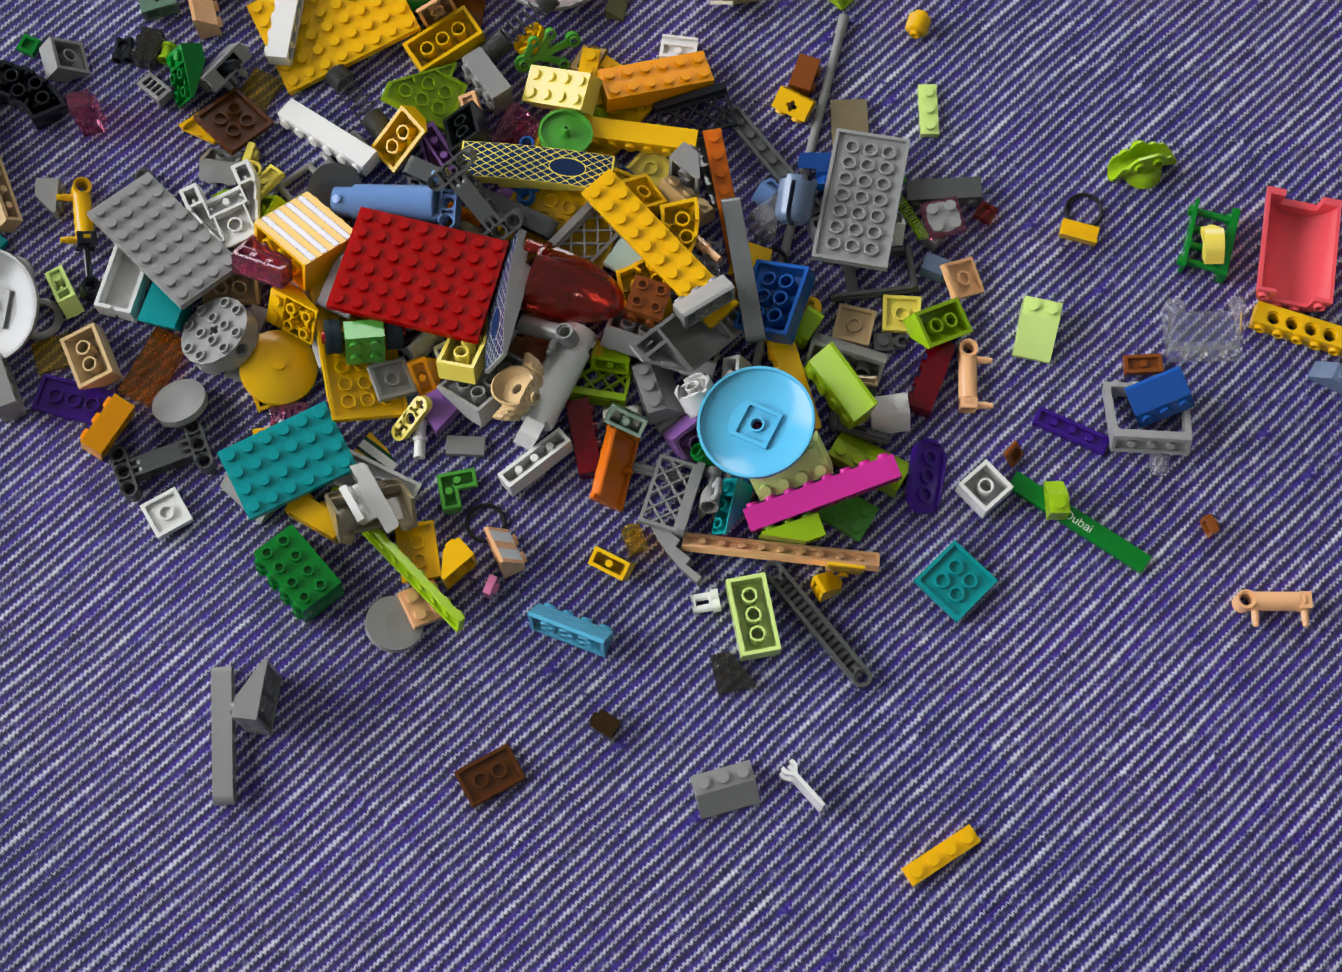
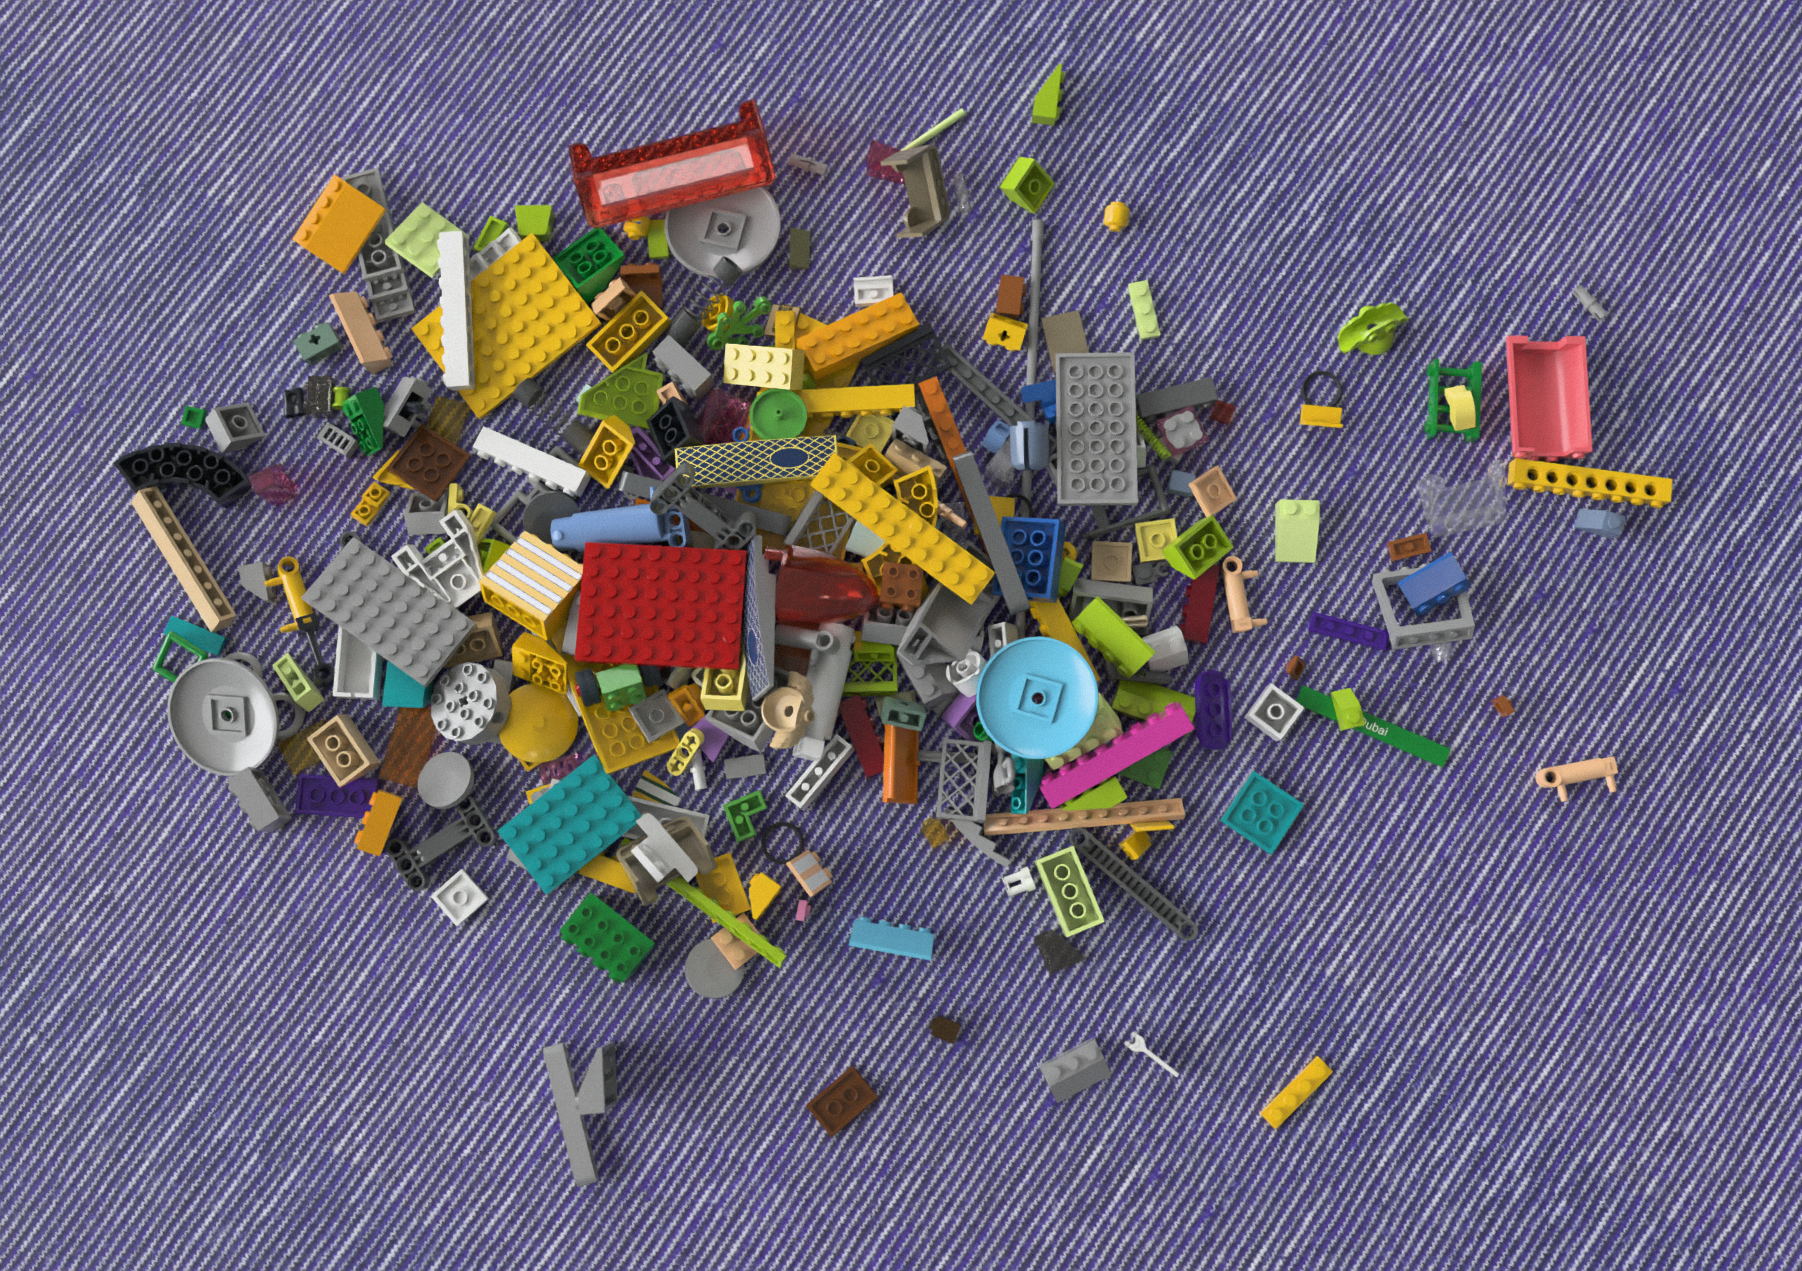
camera: 10 degrees left, 10 degrees up
(171, 150) = (371, 504): none -> yellow slope
(261, 263) = (496, 622): clear pink wedge -> none
(611, 563) = (918, 863): yellow brick -> none
(704, 300) = (960, 580): light grey slope -> none

